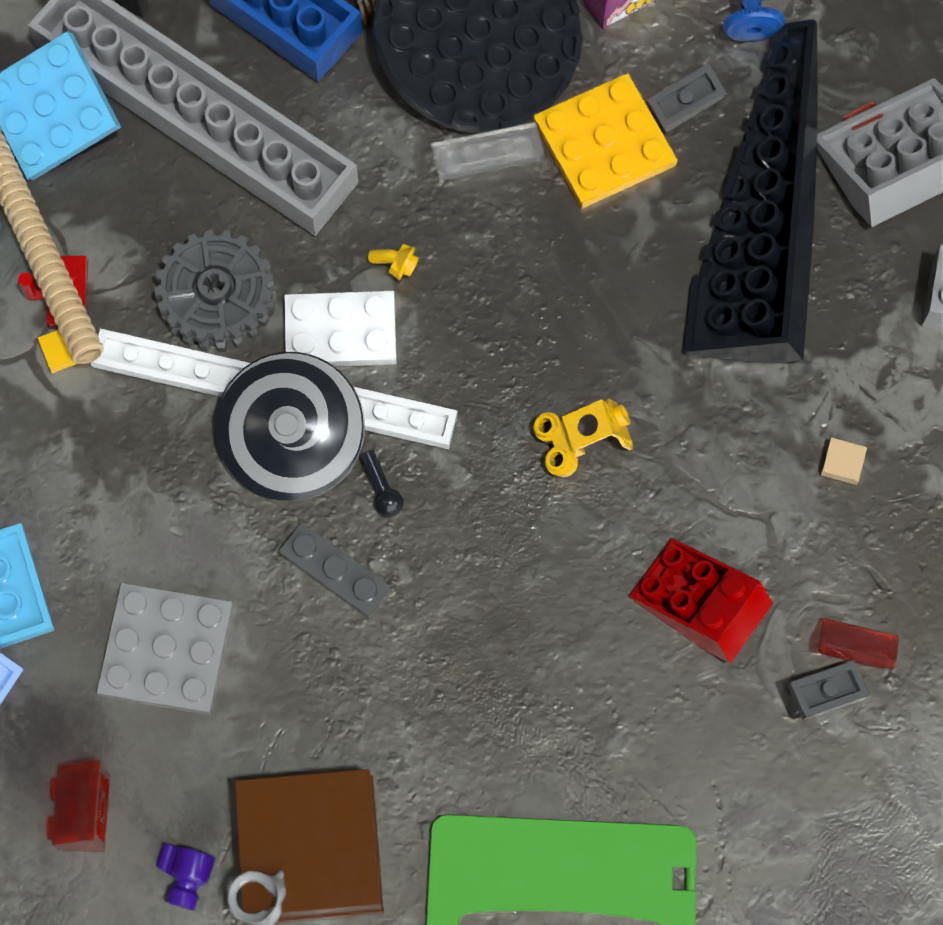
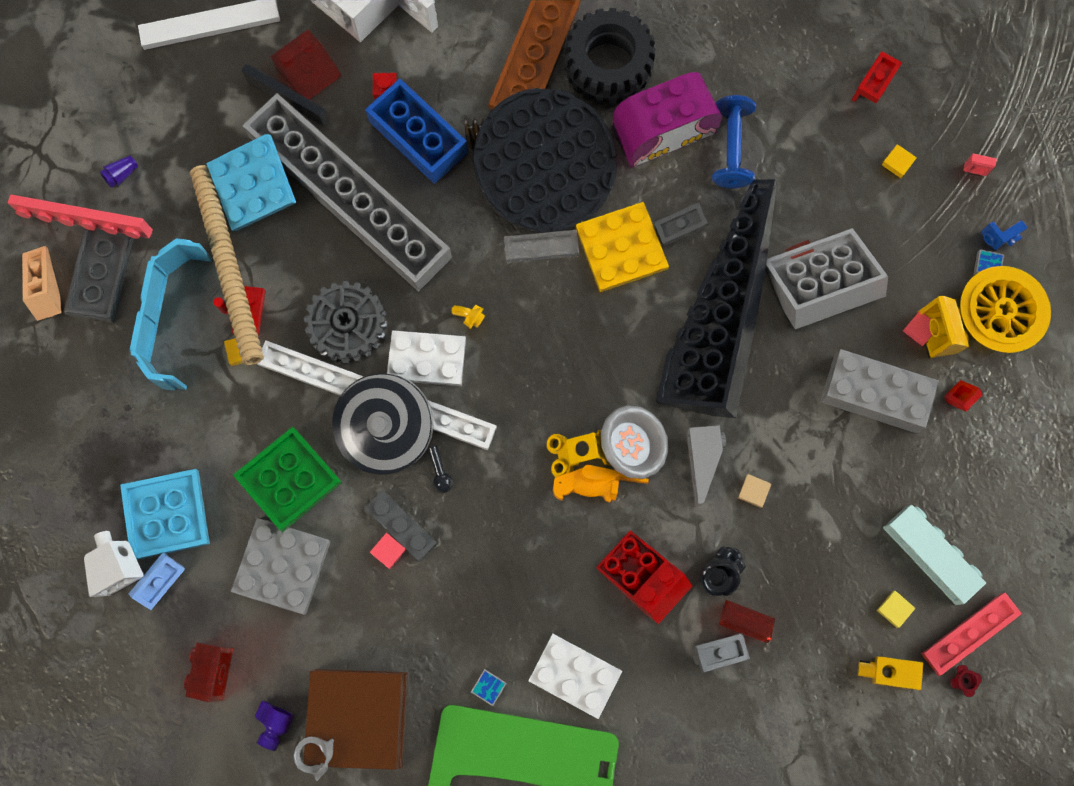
camera: 10 degrees right, 5 degrees up
(159, 522) = (287, 479): none -> green plate
(321, 608) = (388, 551): none -> coral tile
(495, 783) = (488, 687): none -> tile
(609, 473) = (591, 482): none -> light orange animal
(620, 752) = (575, 676): none -> white plate
(661, 409) = (634, 442): none -> light grey piece
(764, 411) = (705, 450): none -> light grey slope
(815, 578) = (722, 572): none -> black hair

